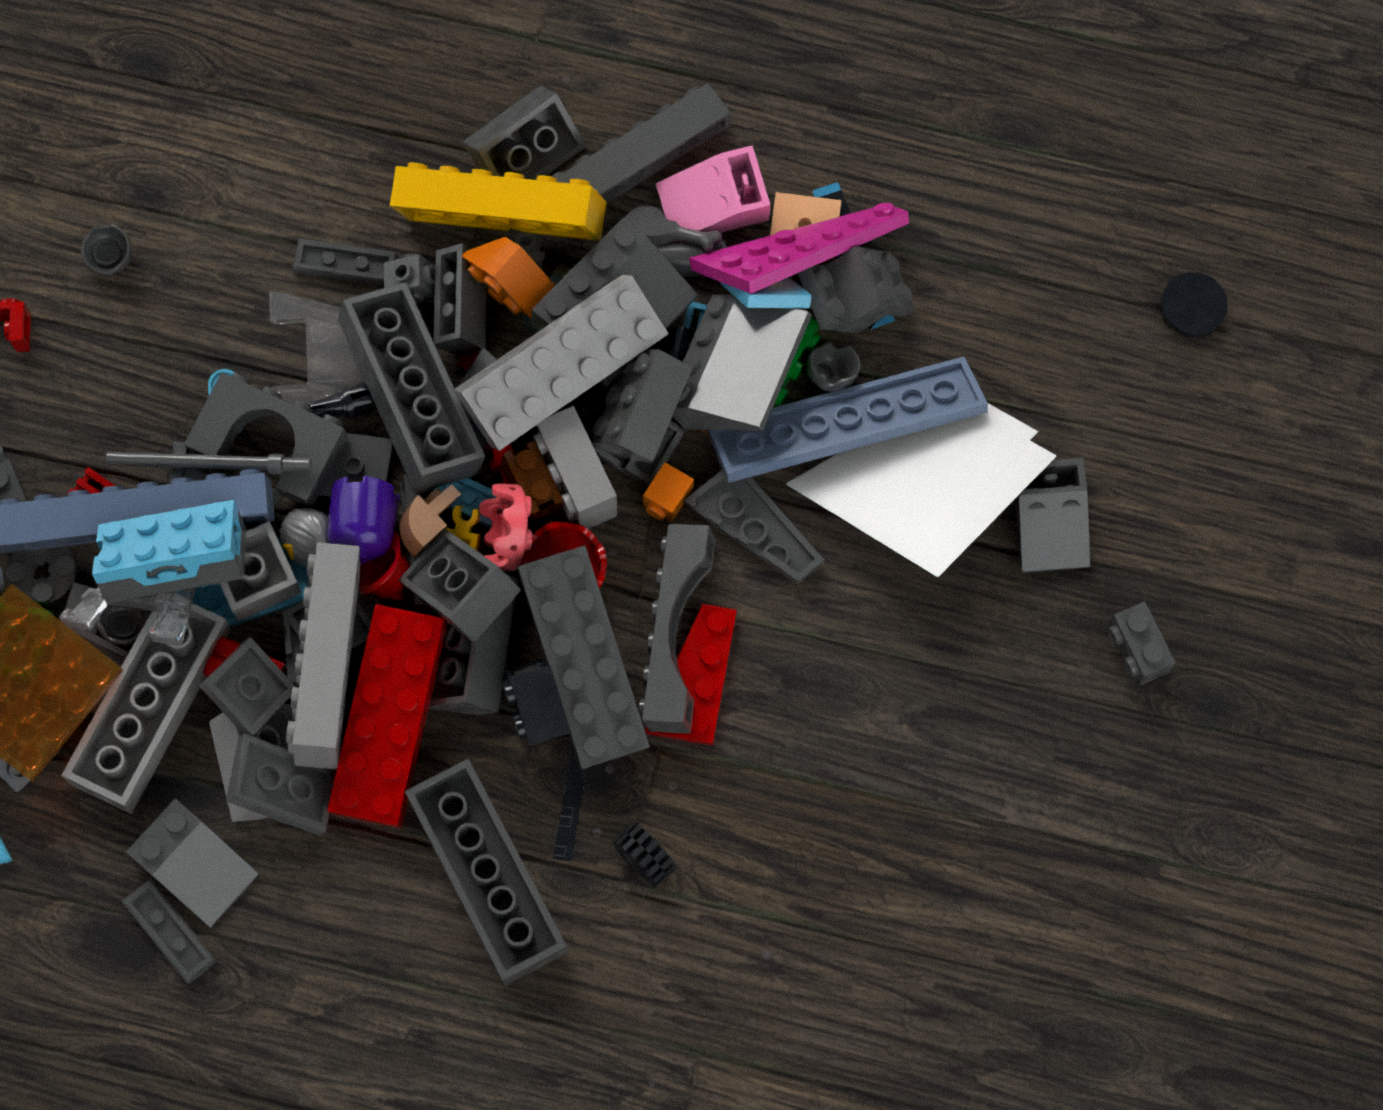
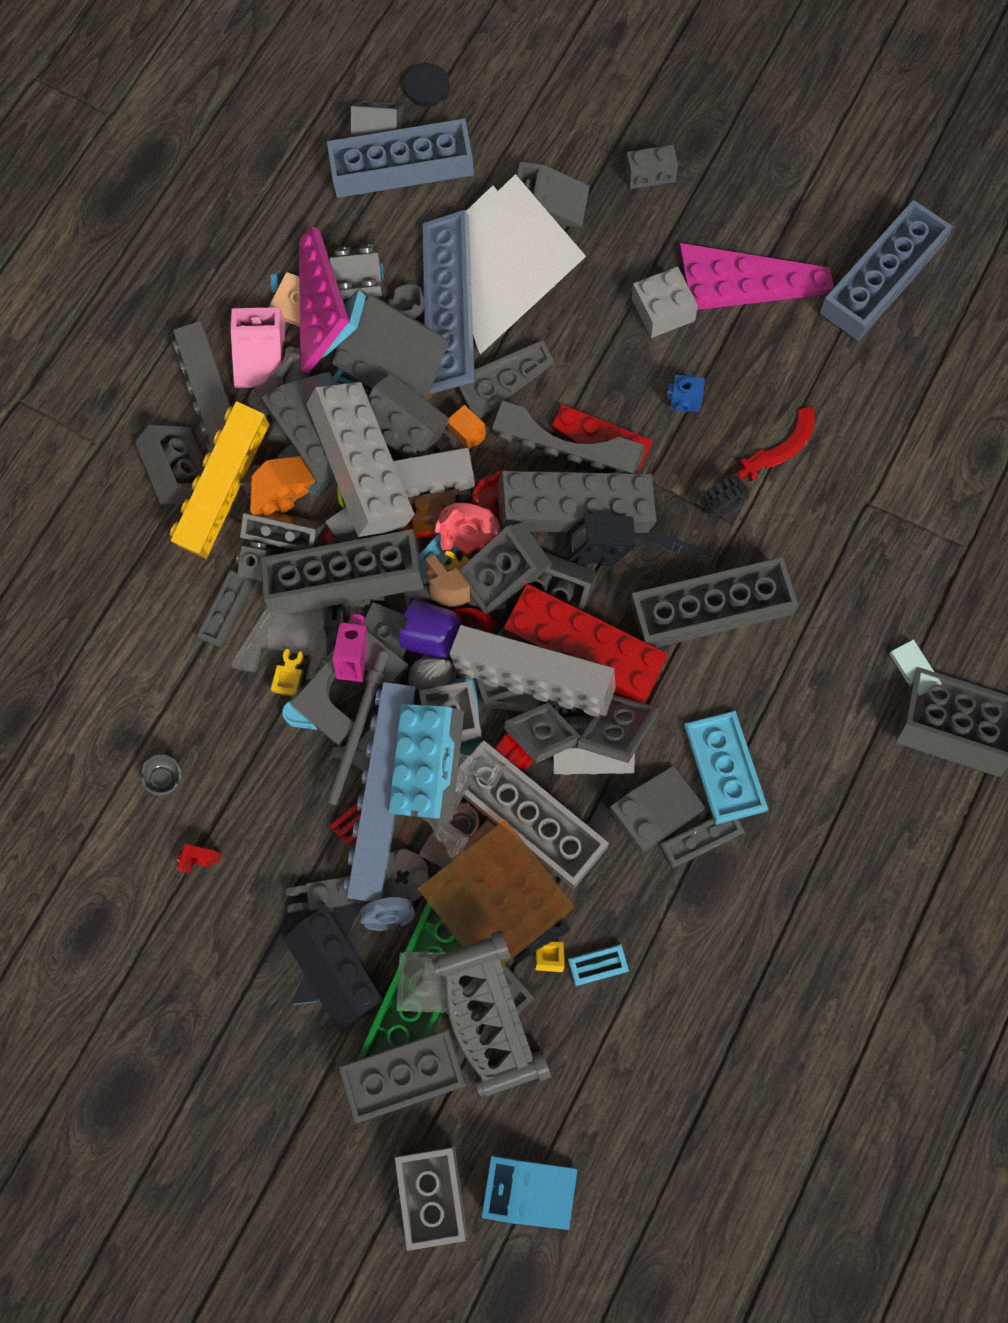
camera: 65 degrees left, 0 degrees up
(267, 363) = (288, 677): none -> yellow plate
(268, 939) = (725, 767): none -> medium azure tile
(289, 424) = (351, 649): none -> dark pink torso
(743, 923) = (783, 451): none -> red sword
(791, 782) = (686, 393): none -> blue brick
(926, 710) = (664, 302): none -> light grey brick
(998, 802) = (736, 278): none -> dark pink wing
(1054, 299) = (400, 158): none -> sand blue brick
(1061, 1010) = (885, 270): none -> sand blue brick
(1113, 252) = (375, 117): none -> slope

